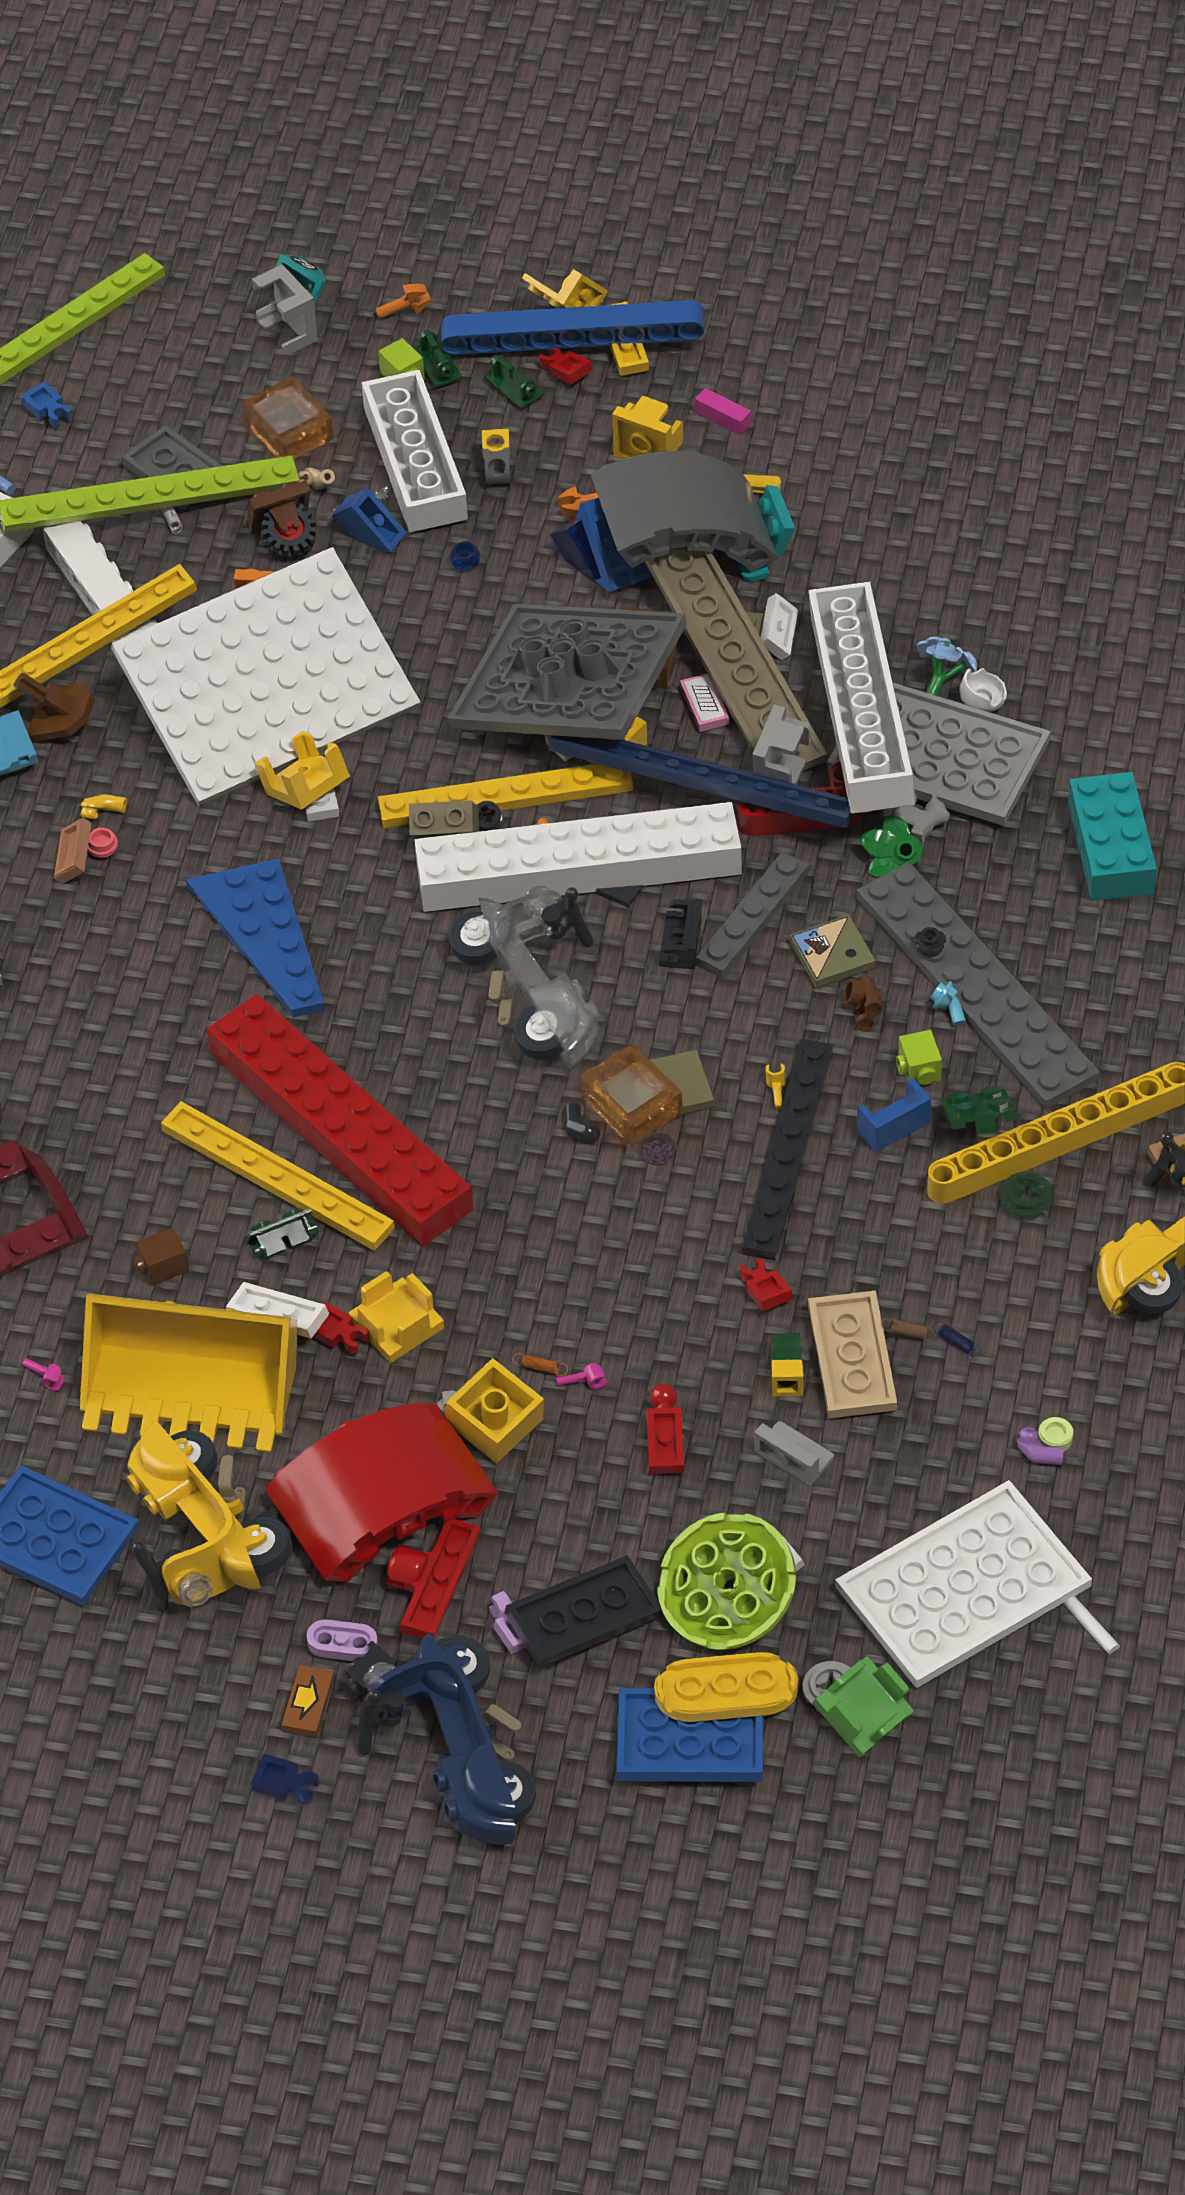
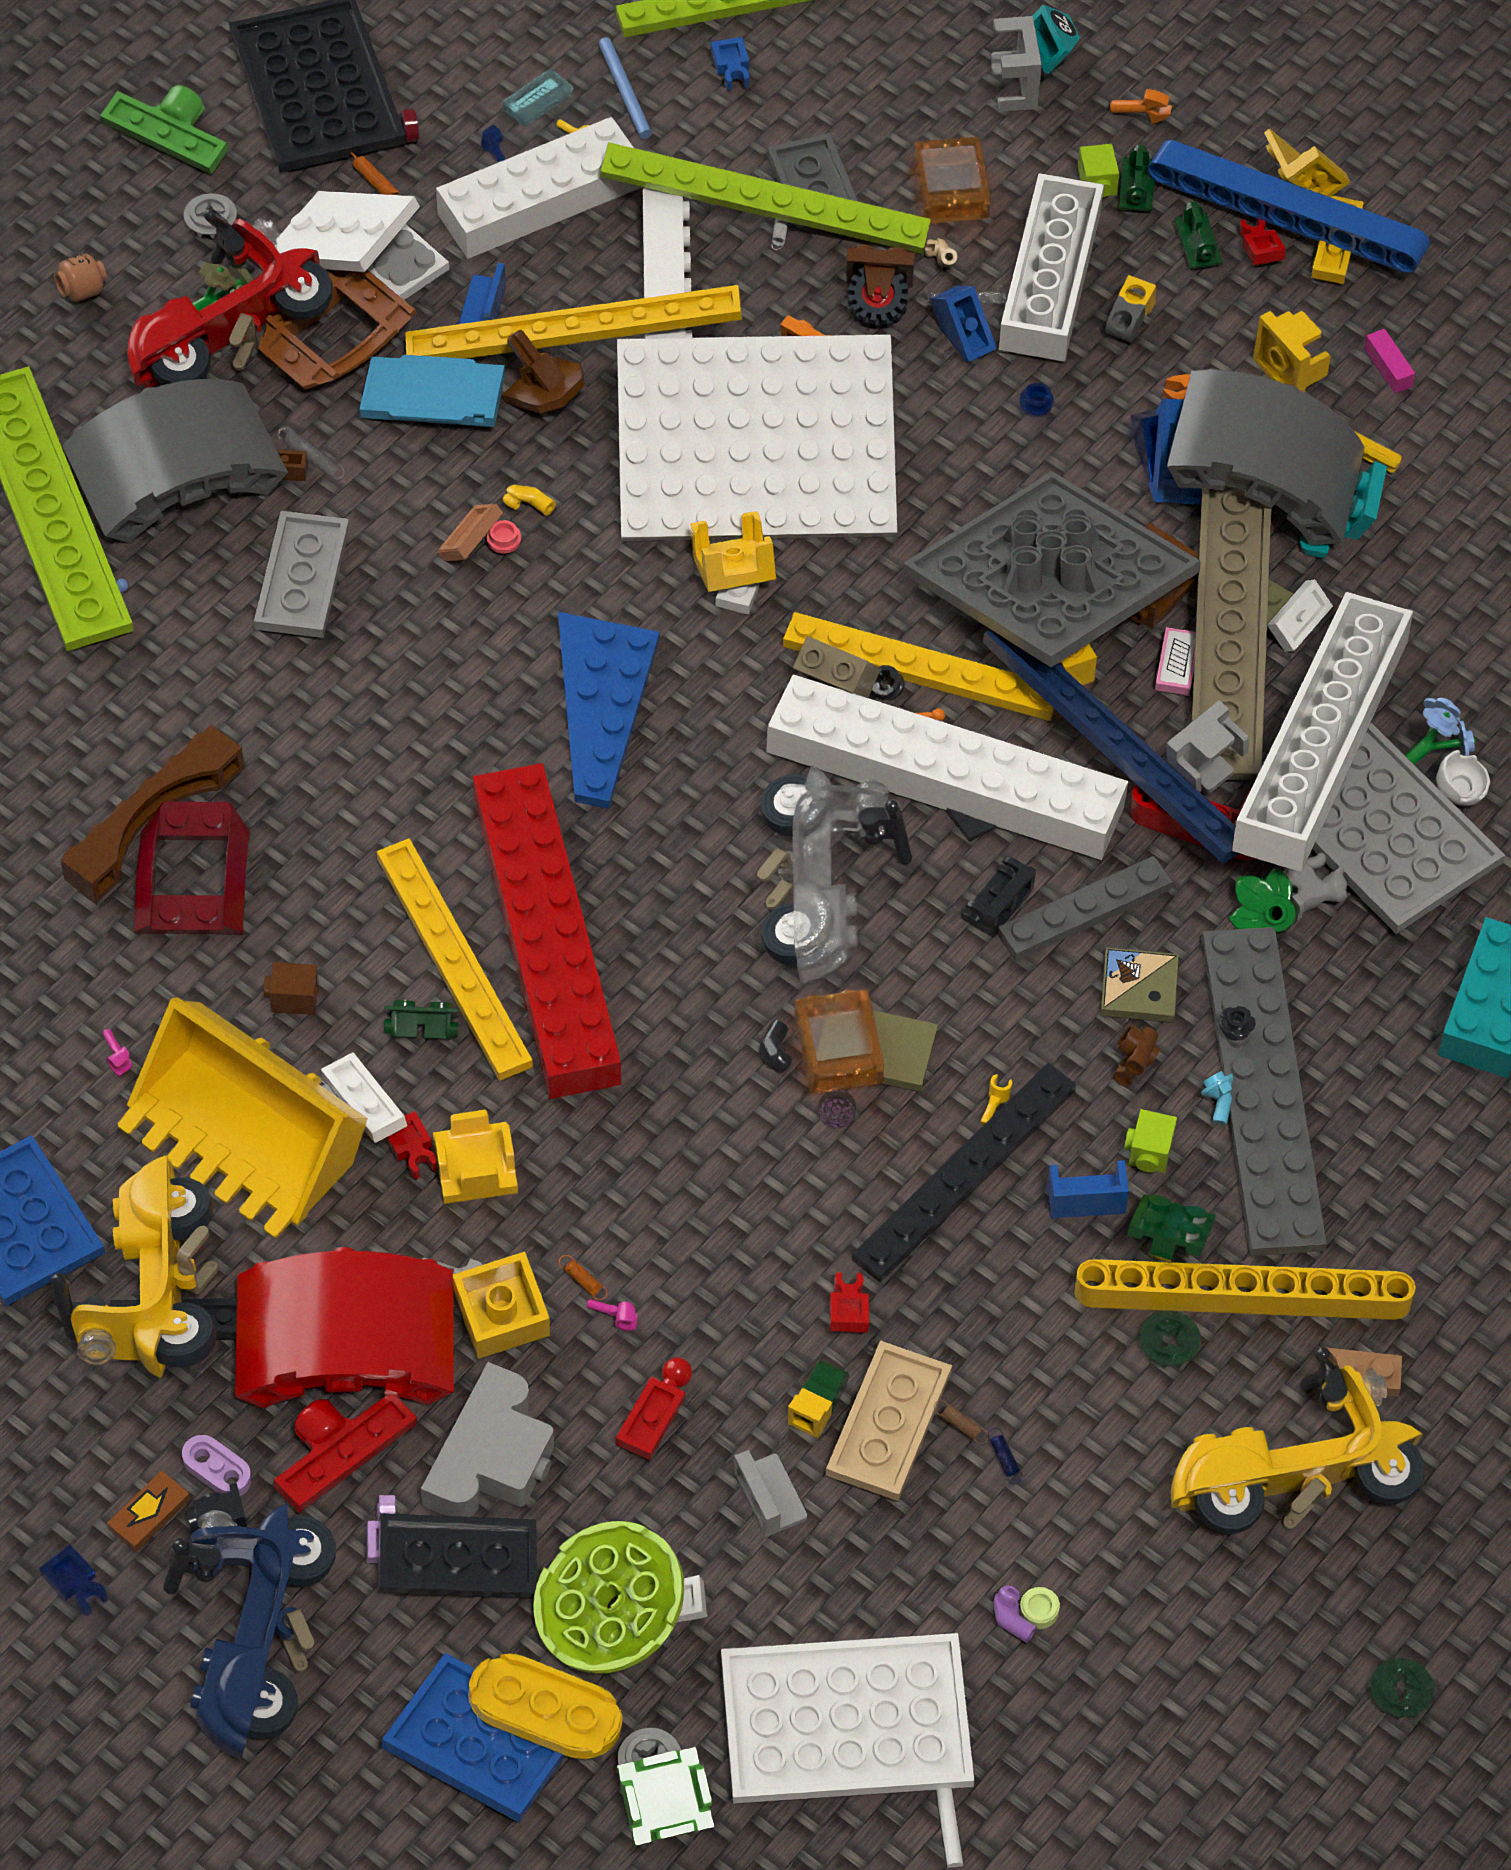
camera: 25 degrees right, 5 degrees up
(556, 1520) = (490, 1448): none -> light grey brick

